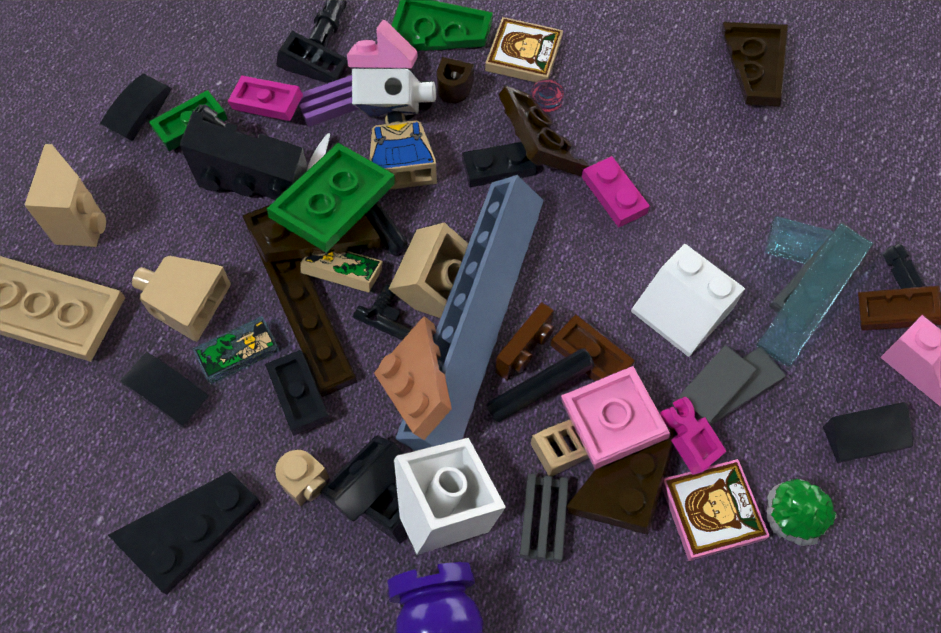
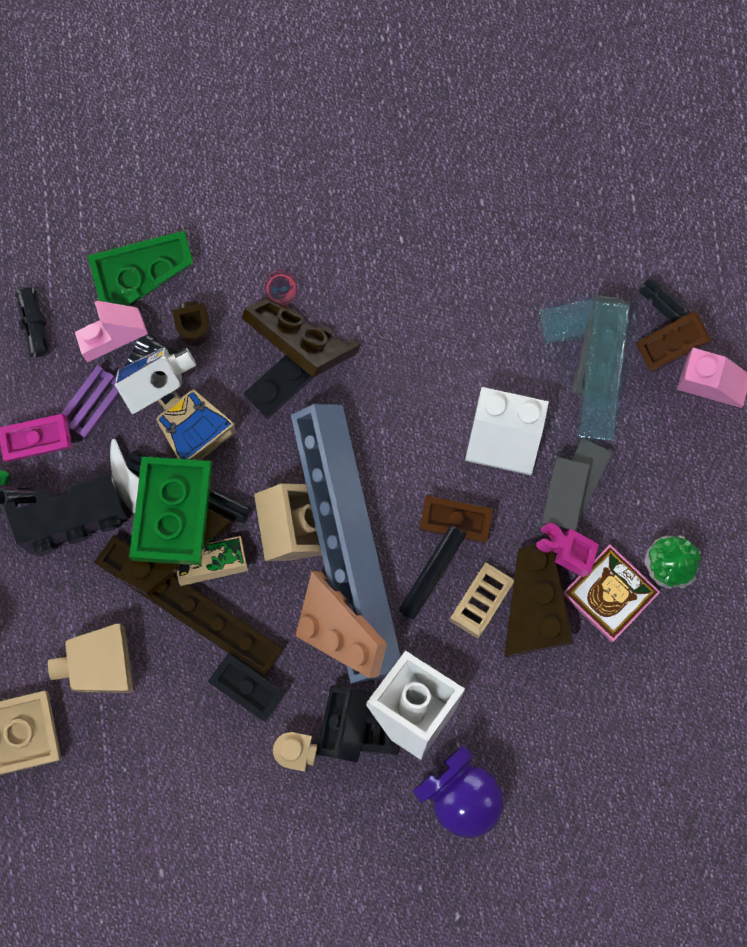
camera: 30 degrees left, 15 degrees up
(164, 389) = (139, 747): black slope -> none
(183, 532) = (234, 841): black wing -> none
(236, 350) = (172, 681): tile -> none
(307, 48) = (46, 359): black slope -> none
(387, 315) = (275, 582): black hose -> none
(517, 353) = (402, 527): reddish brown plate -> none
(523, 50) = (232, 250): tile -> none
(547, 484) = (504, 700): dark grey tile -> none
(615, 191) = (393, 355): dark pink plate -> none
(615, 417) = (503, 567): bright pink tile -> none
(758, 59) = (447, 144): dark brown wing -> none
(869, 432) = (696, 464): black slope -> none

